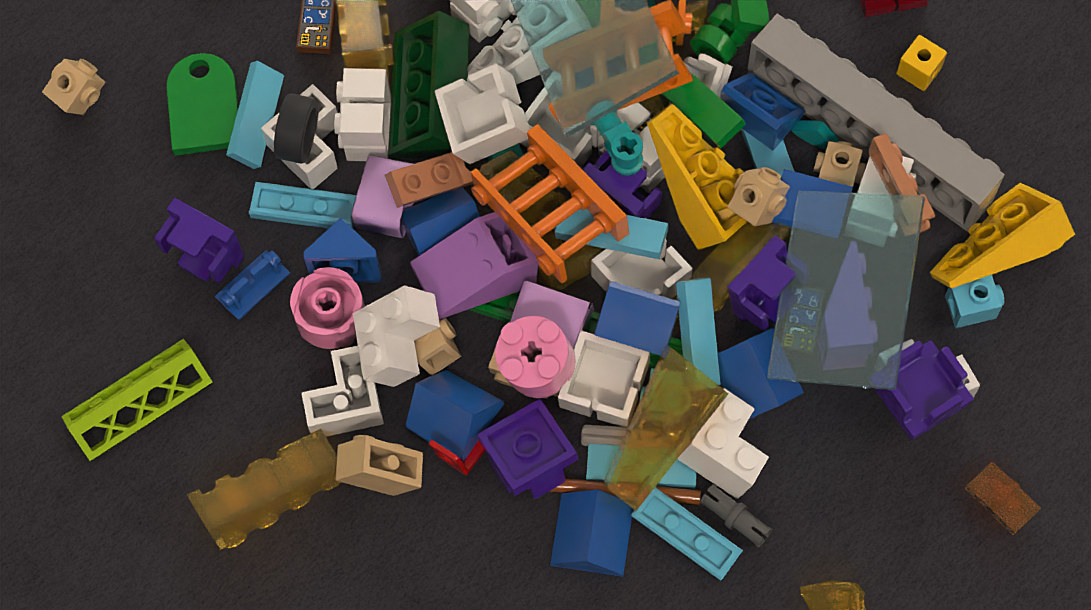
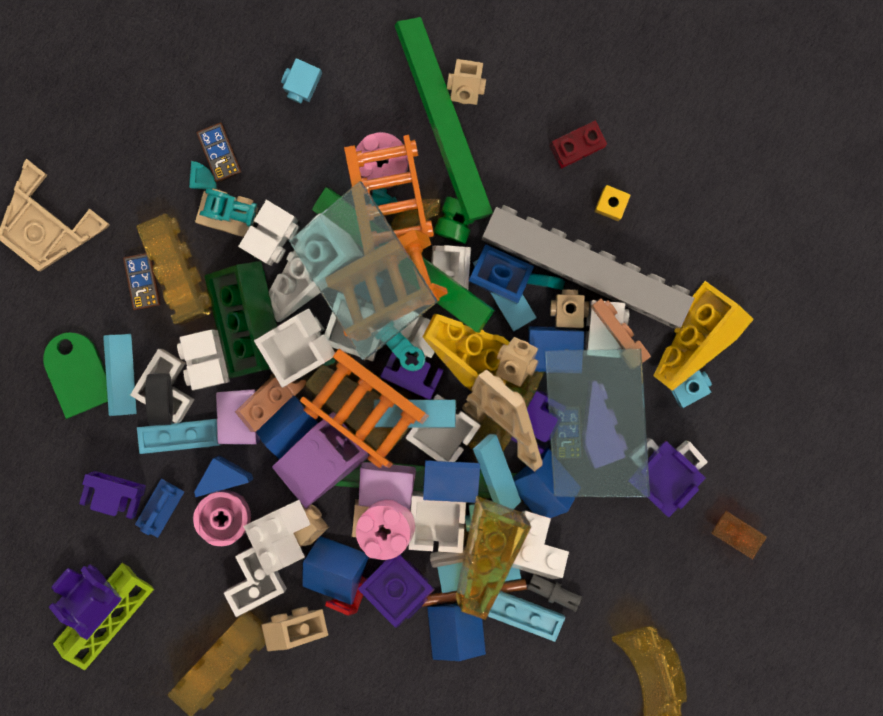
camera: 15 degrees left, 20 degrees up
(120, 362) = (84, 600): none -> dark purple panel
(731, 240) = (508, 410): none -> tan wing

